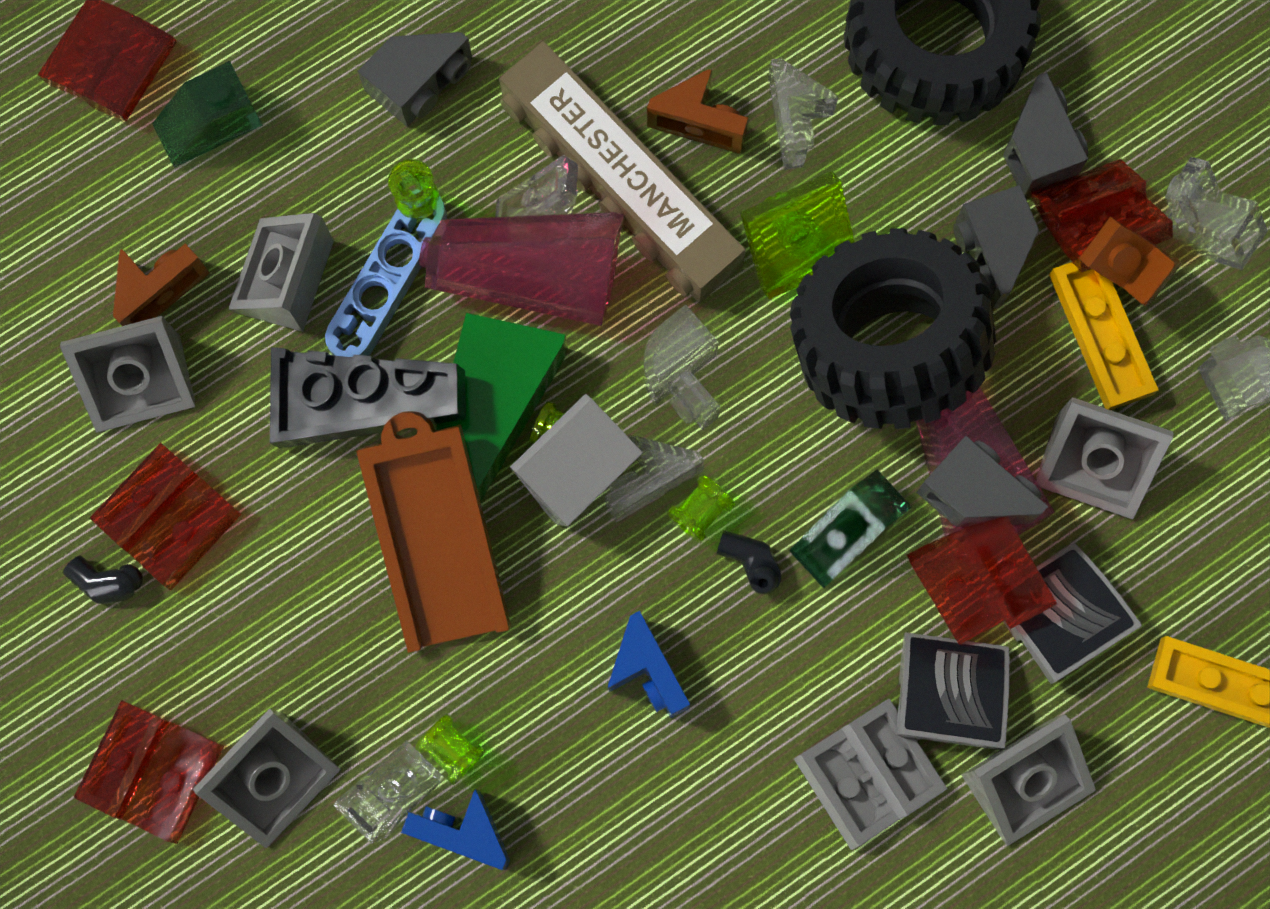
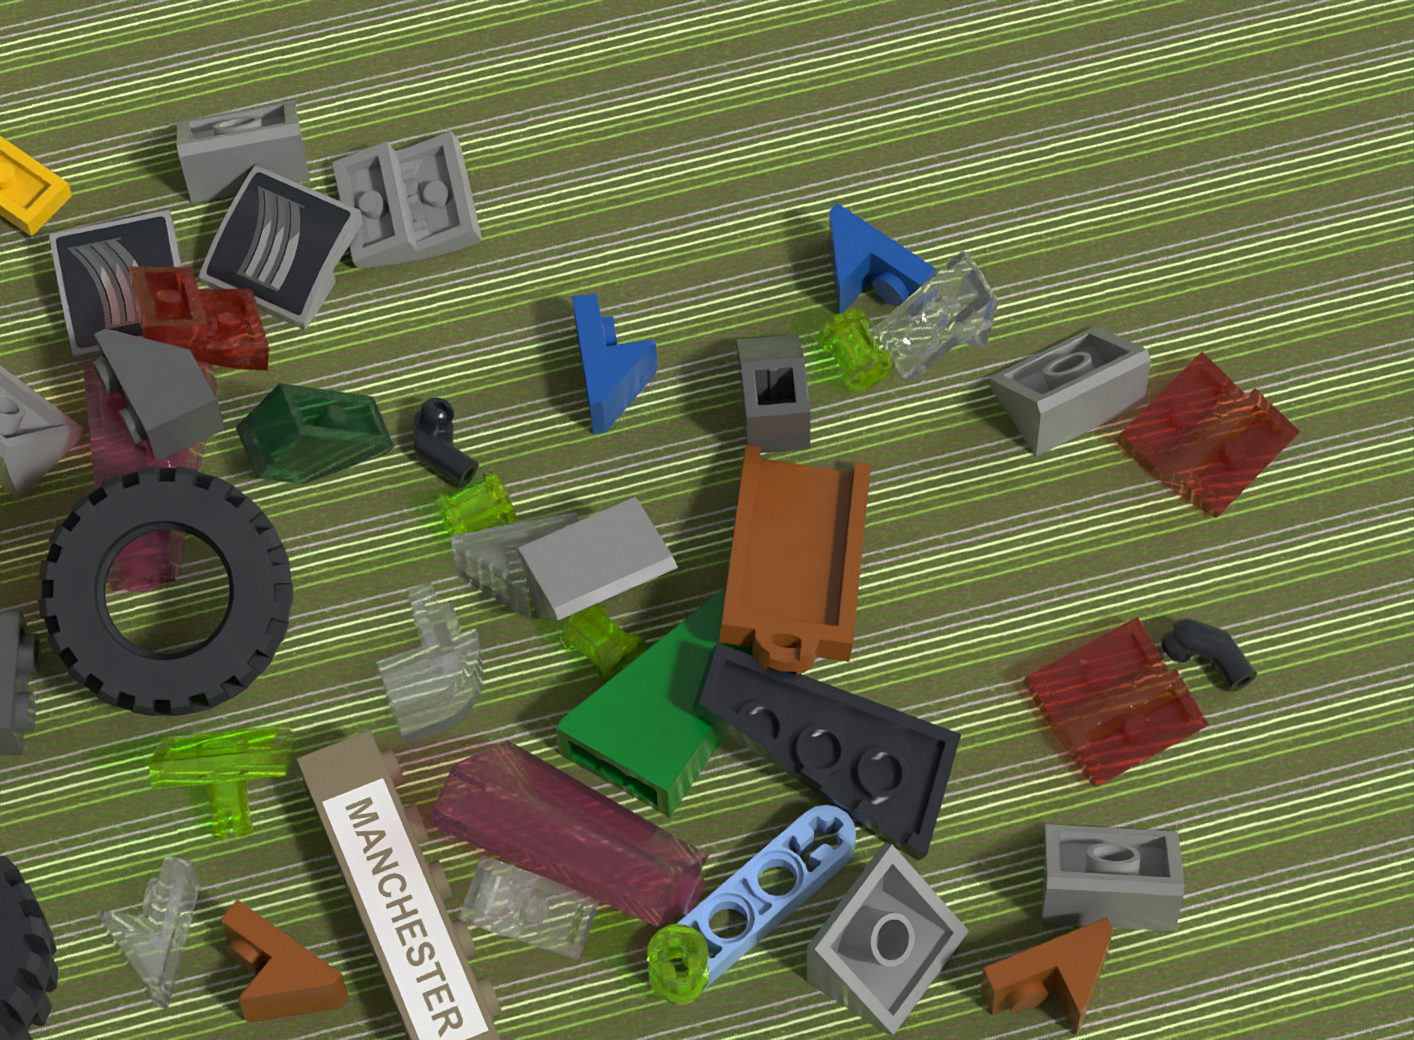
camera: 160 degrees left, 15 degrees down
(503, 688) = (774, 393): none -> dark grey slope

